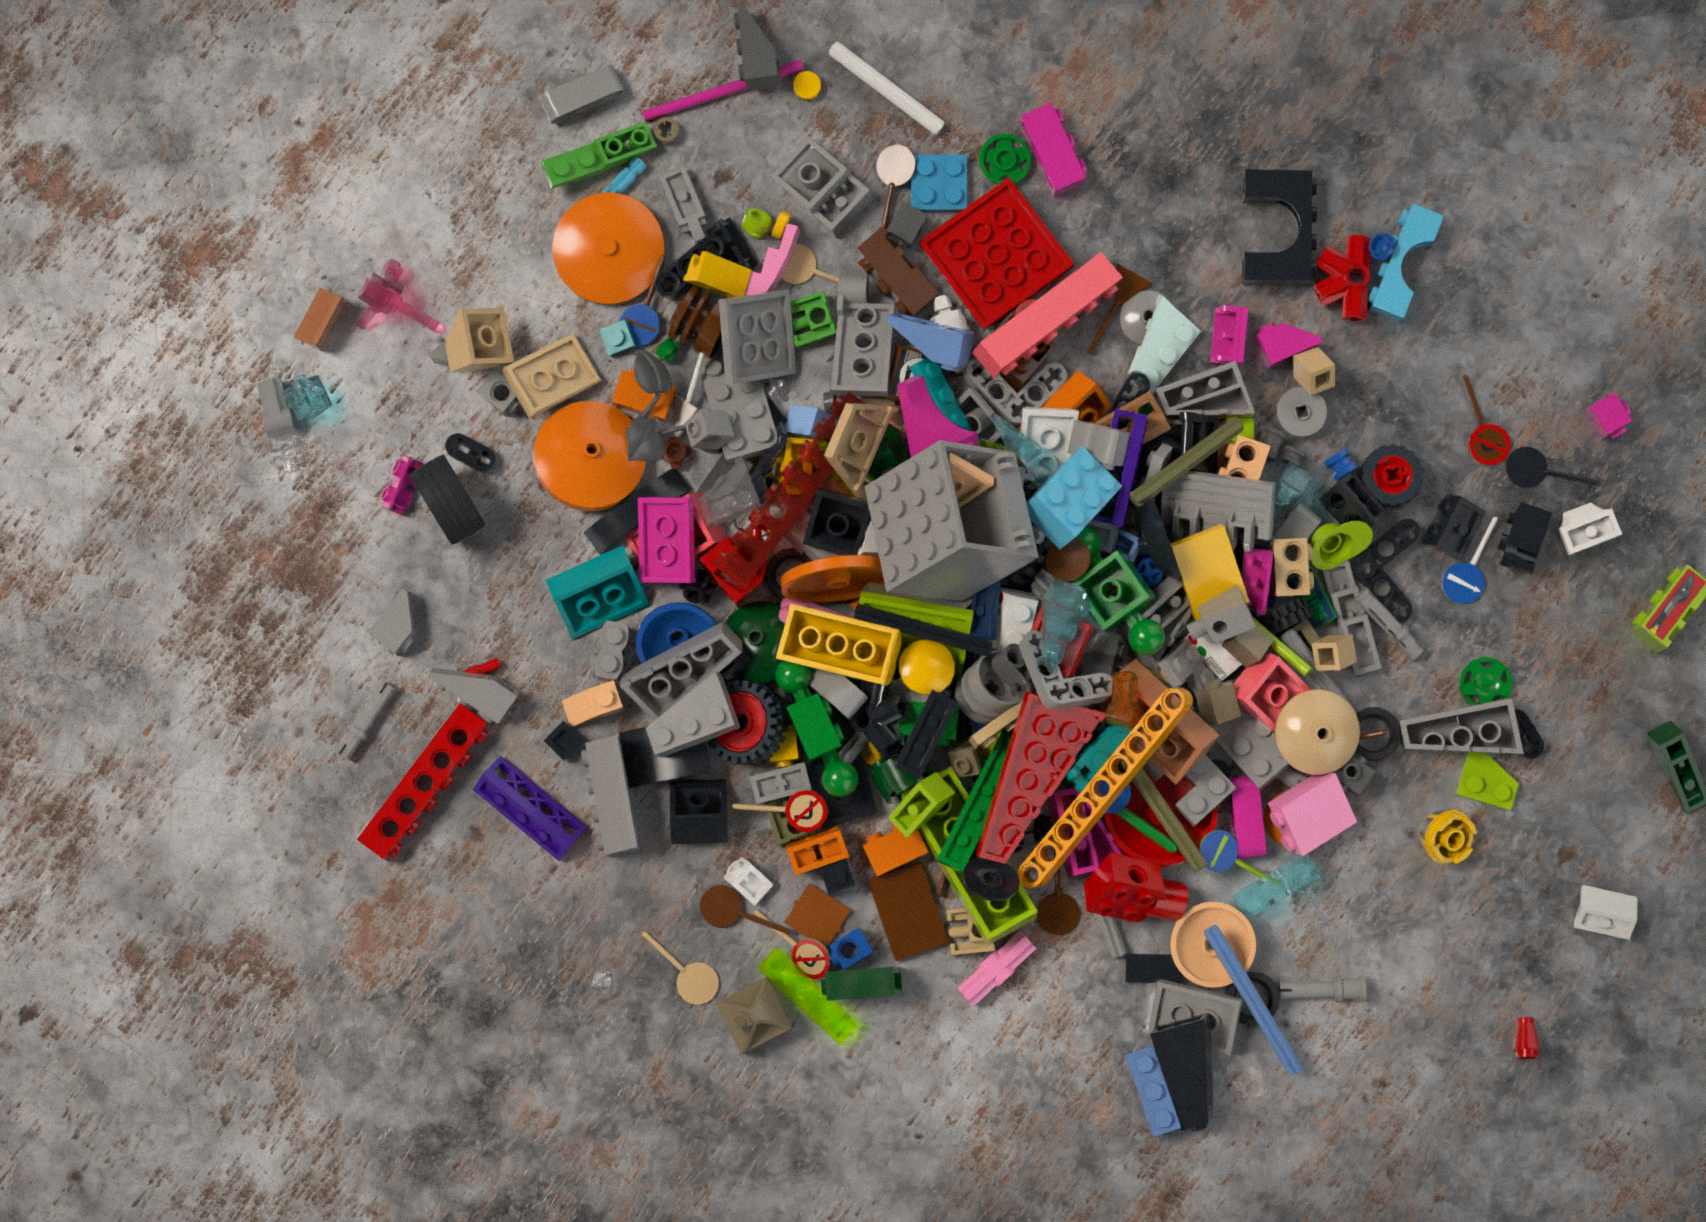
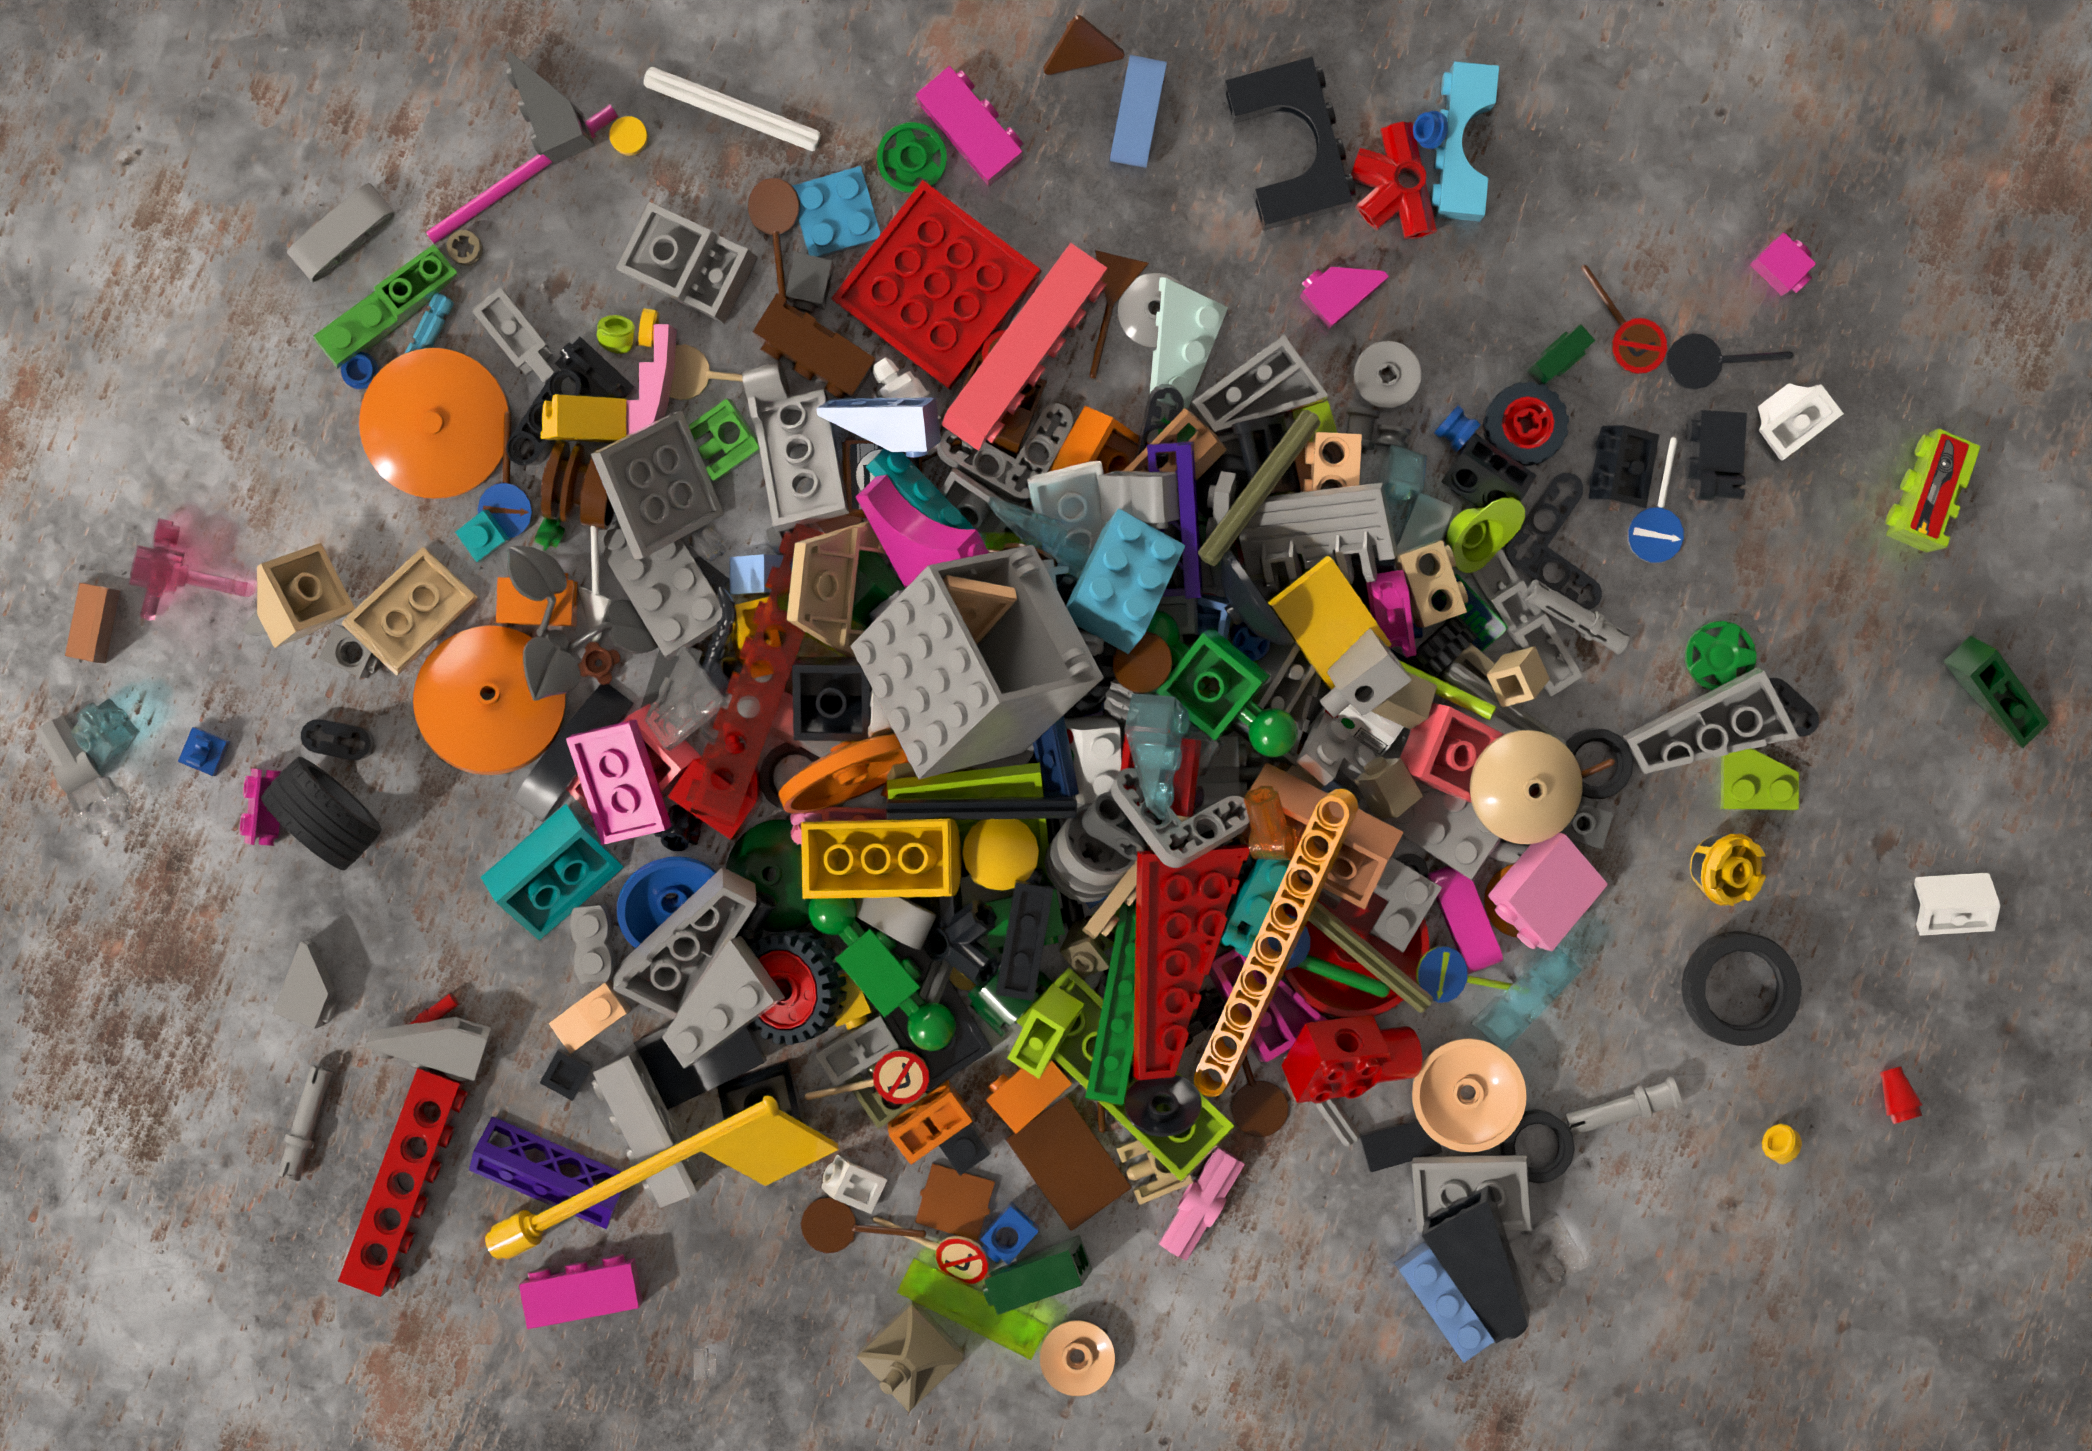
camera: 10 degrees left, 5 degrees up
(372, 433) = (204, 751): none -> blue tile
(528, 899) = (580, 1291): none -> dark pink brick
(565, 196) = (360, 370): none -> blue plate
(689, 823) = (754, 1142): none -> yellow flag
(696, 982) = (825, 1330): tan piece -> none
(709, 429) = (630, 624): light grey brick -> none
(889, 1054) = (1077, 1377): none -> light nougat dish
(1149, 116) = (1081, 47): none -> reddish brown piece
(1176, 173) = (1138, 111): none -> medium blue beam
(1229, 335) = (1265, 302): dark pink hinge -> none
(1253, 1000) = (1540, 1152): medium blue axle -> none
(1314, 370) = (1388, 317): tan brick -> none
(1430, 433) = (1561, 355): none -> dark green brick
(1430, 1048) = (1781, 1143): none -> yellow tile
(1454, 898) = (1787, 988): none -> black tyre

